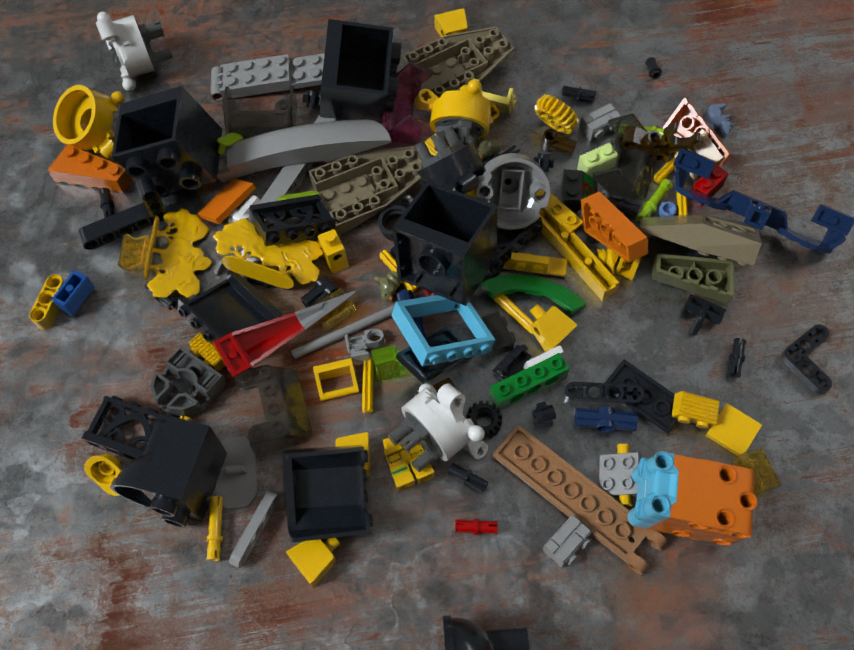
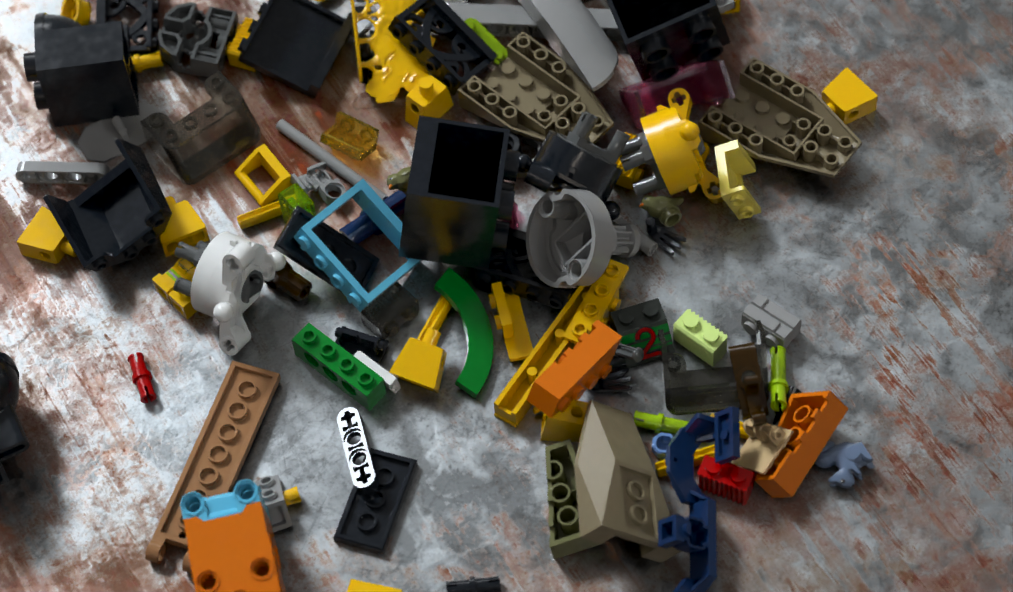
camera: 70 degrees right, 5 degrees down
(214, 530) = (49, 138): yellow pin -> none
(251, 345) = (254, 69): red plate -> none
(322, 289) = (377, 116): black piece -> none
(467, 477) = (196, 348): black axle -> none
(492, 411) = (269, 327): black tyre -> none
(544, 161) = (668, 277): black gear -> none
(544, 414) = (303, 396): black gear -> none
(553, 141) = (711, 285): dark brown piece -> none
(556, 114) = (744, 261): yellow gear -> none
(567, 541) = (154, 470): light grey brick -> none
(579, 93) = (810, 284): black axle -> none
(606, 419) = (324, 464): dark blue piece -> none
(624, 206) = (646, 388): black pin -> none
(654, 70) = (899, 362): black pin -> none
(695, 409) = (372, 551): yellow brick -> none
(704, 310) = (525, 528): black plate -> none

